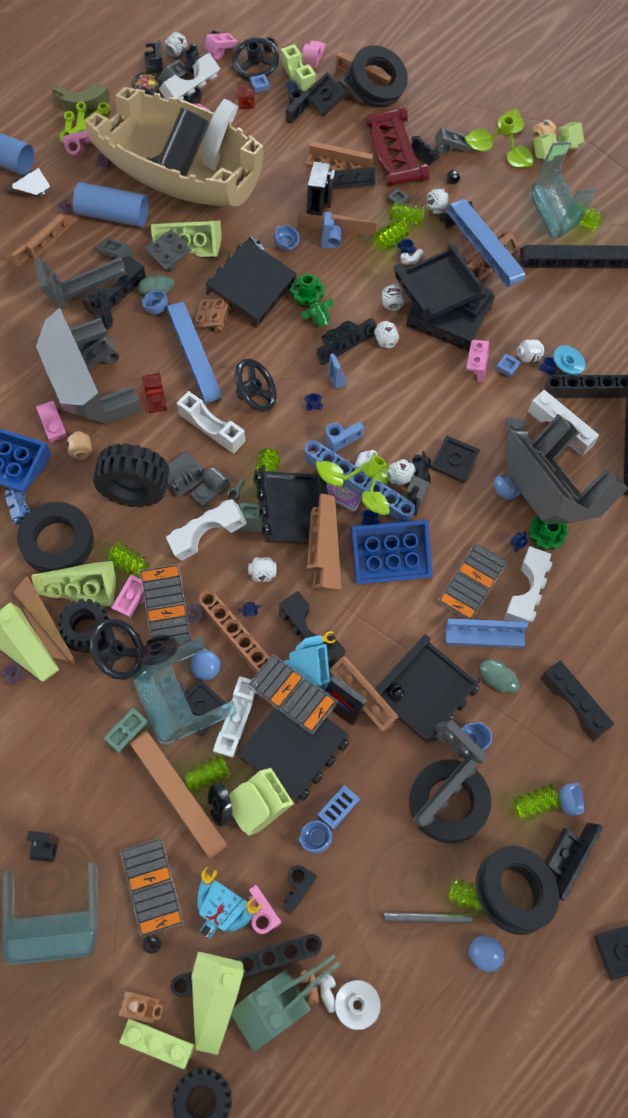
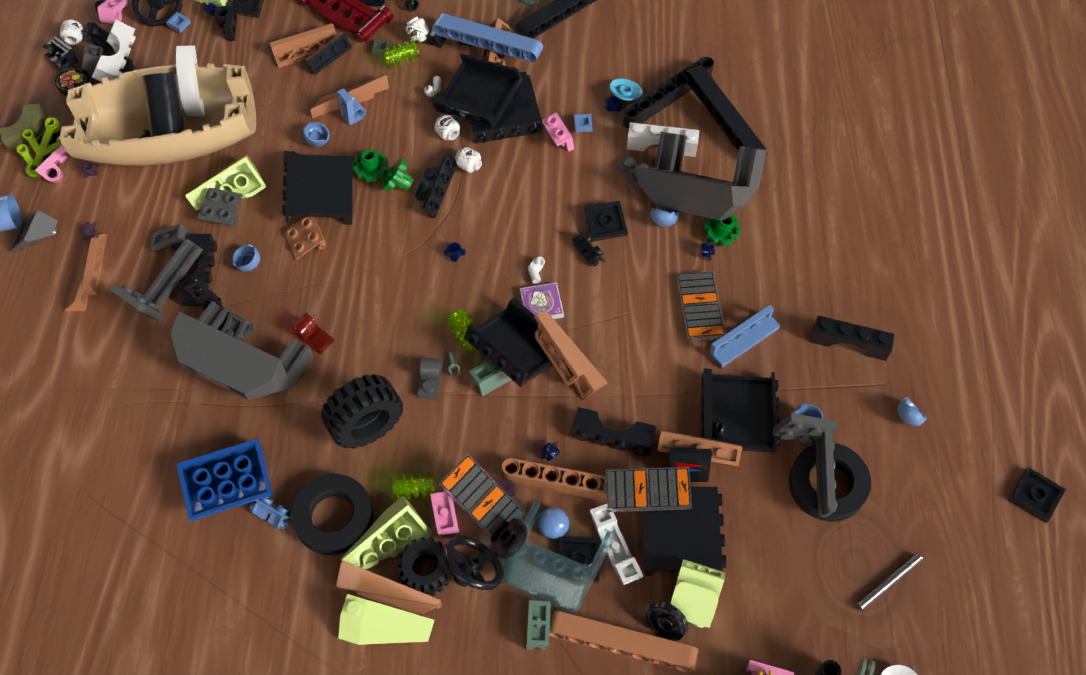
camera: 35 degrees left, 5 degrees down
(13, 668) = (392, 650): clear purple plate -> none
(51, 421) = (236, 418): bright pink plate -> none
(79, 445) = (284, 422): light nougat head -> none
(110, 204) = (132, 201): medium blue piece -> none
(154, 283) = (231, 242): sand green arm -> none
(184, 474) = (402, 379): dark grey hinge -> none
(186, 539) = (470, 389): white arch -> none
(194, 352) = (317, 277): medium blue beam -> none
(206, 773) = (631, 604): clear neon green piece -> none
(225, 433) = (365, 325): white arch -> none
(245, 96) = (174, 38): clear red brick -> none
(253, 386) = (395, 272): black piece -> none
(262, 569) = (532, 412): white head -> none
(293, 899) = (785, 647): black plate -> none
(312, 660) = (637, 452): medium azure torso -> none
(315, 837) = (759, 587): medium blue hair -> none
(320, 188) = (313, 76): black brick -> none
(322, 814) = (754, 568): medium blue slope -> none
(323, 454) = (557, 284): medium blue beam -> none
(335, 373) = (455, 215): medium blue slope -> none
(343, 437) = (503, 262): medium blue plate -> none
(365, 514) = (580, 307): clear blue plate -> none
(375, 469) = (555, 271): lime plant -> none
(391, 234) = (402, 78): clear neon green piece -> none
(391, 551) = (620, 325): blue slope -> none
(400, 472) = (574, 259): white head -> none
(406, 246) = (422, 81): clear blue plate -> none
(417, 492) = (603, 266): dark grey hinge -> none
(464, 895) = (907, 539): clear neon green piece -> none
(486, 953) = (952, 573): medium blue hair -> none
(496, 904) = (928, 524): black tyre -> none
(499, 676) = (781, 361): sand green arm -> none
(530, 351) = (590, 101): white head -> none
(534, 566) = (737, 260): white arch -> none
(536, 802) = (890, 434): clear neon green piece -> none
(570, 855) = (946, 455): black bracket -> none

